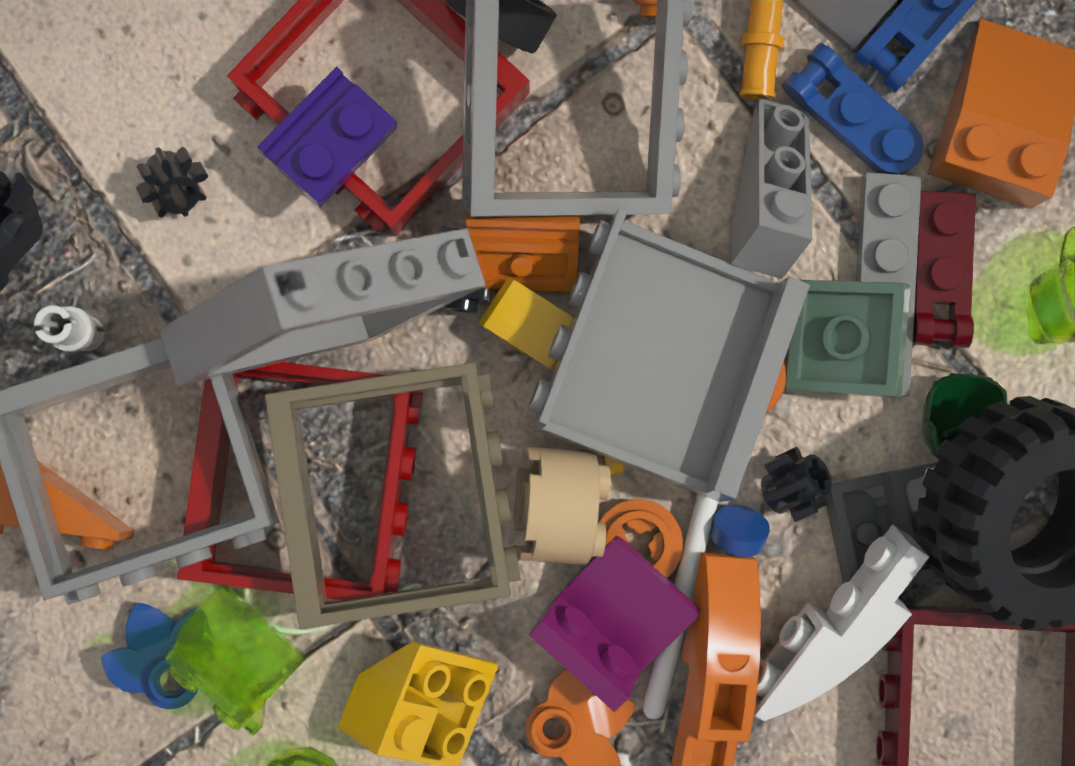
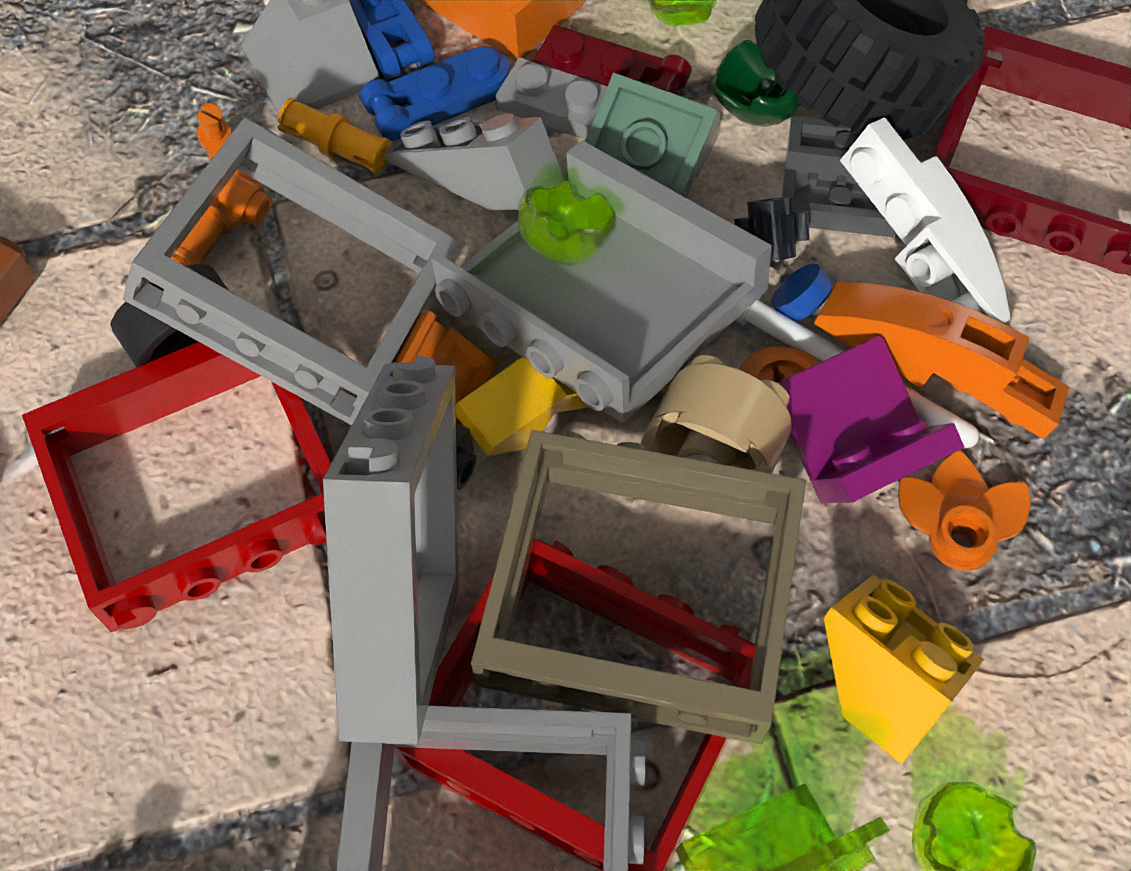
camera: 65 degrees left, 25 degrees down
(171, 182) = (173, 727): black gear -> none
(328, 137) = (215, 521): dark purple plate -> none
(710, 305) = (563, 225): none -> clear neon green hair

